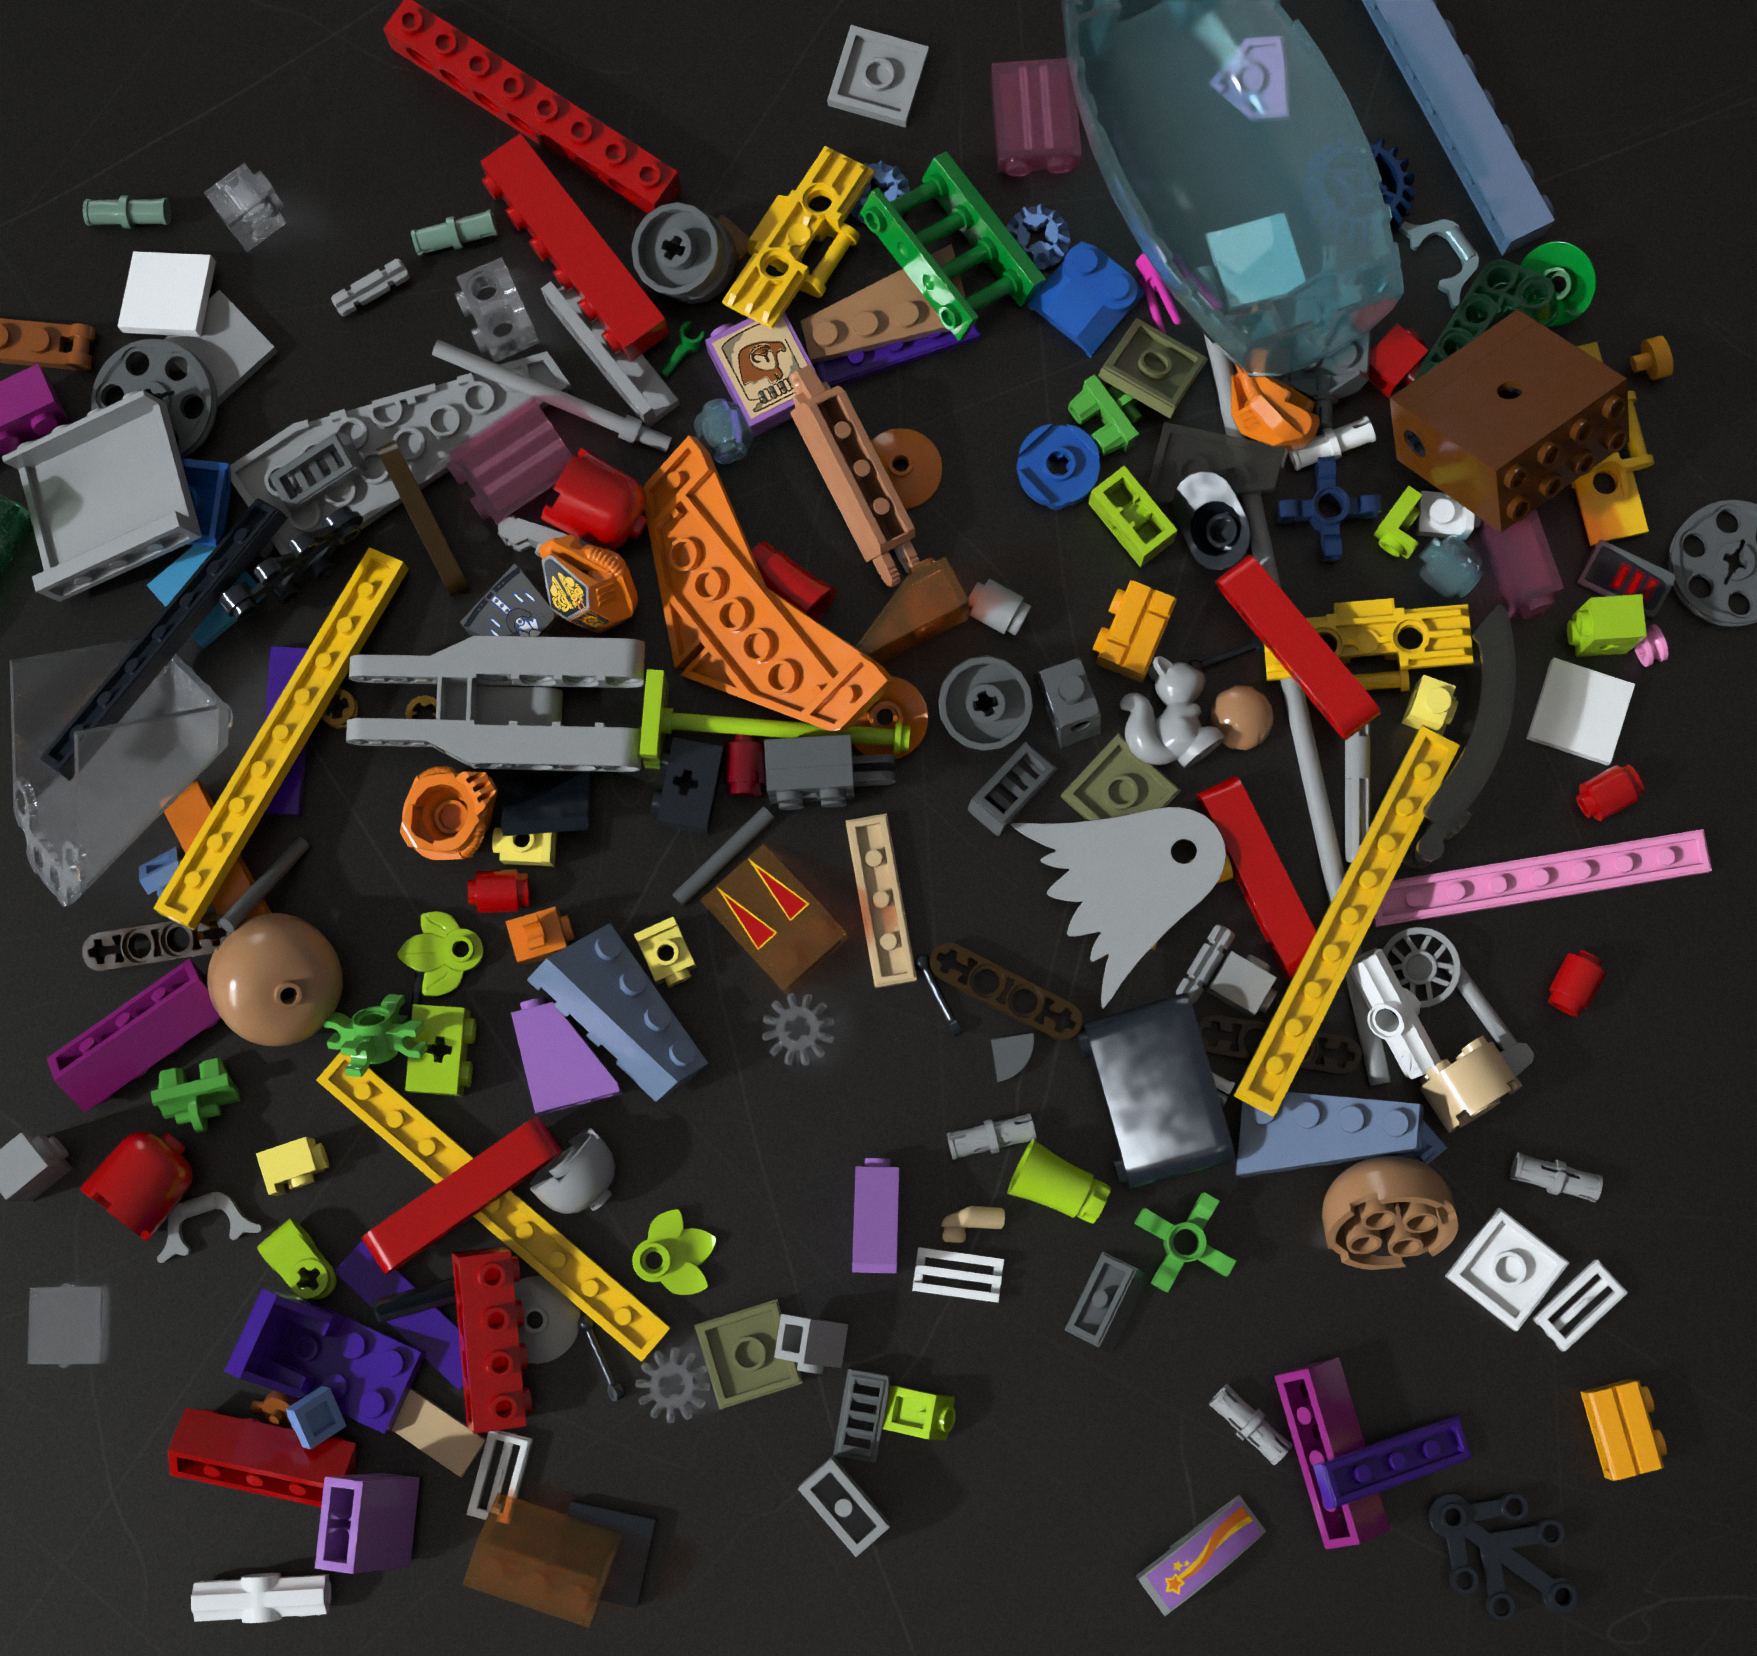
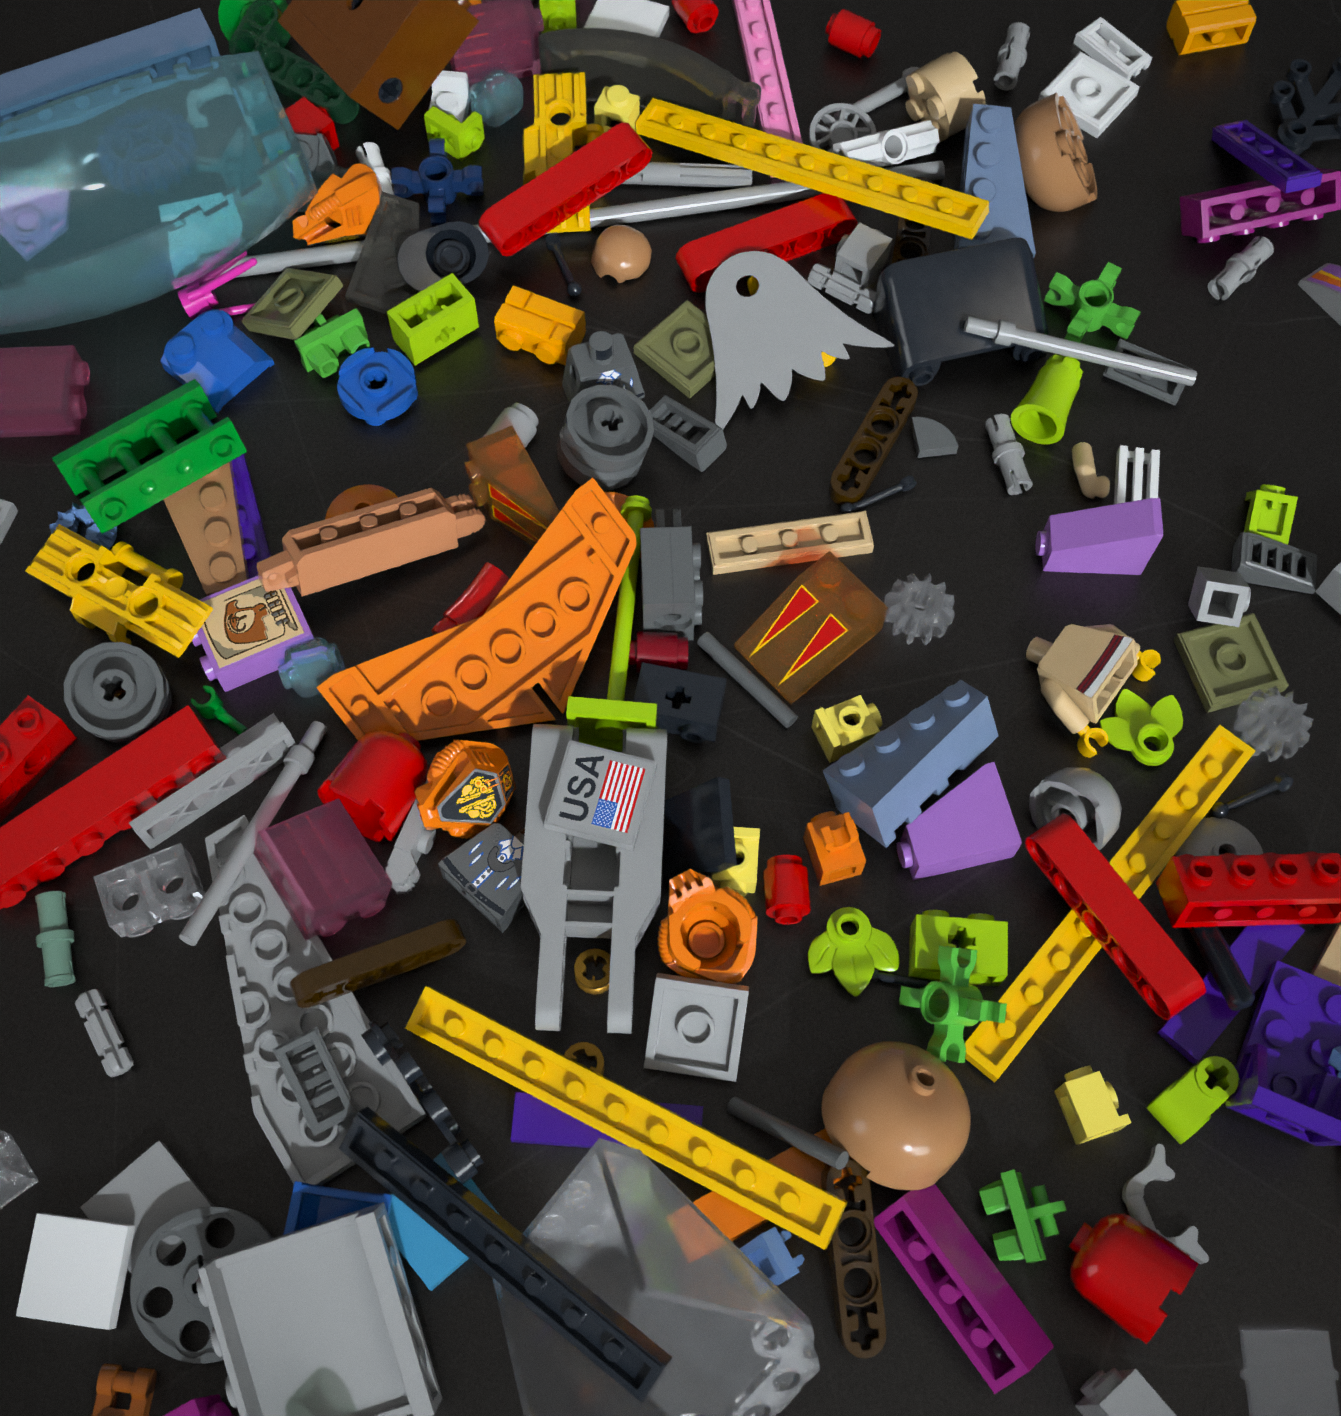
camera: 95 degrees left, 15 degrees down
(365, 805) = (696, 1027): none -> light grey tile
(559, 703) = (600, 795): none -> light grey tile
(724, 1194) = (1085, 673): none -> tan torso
(1057, 234) = (131, 399): medium blue gear -> none
(1118, 1130) = (1006, 333): none -> light grey bar
(1177, 731) = (635, 295): light grey animal -> none

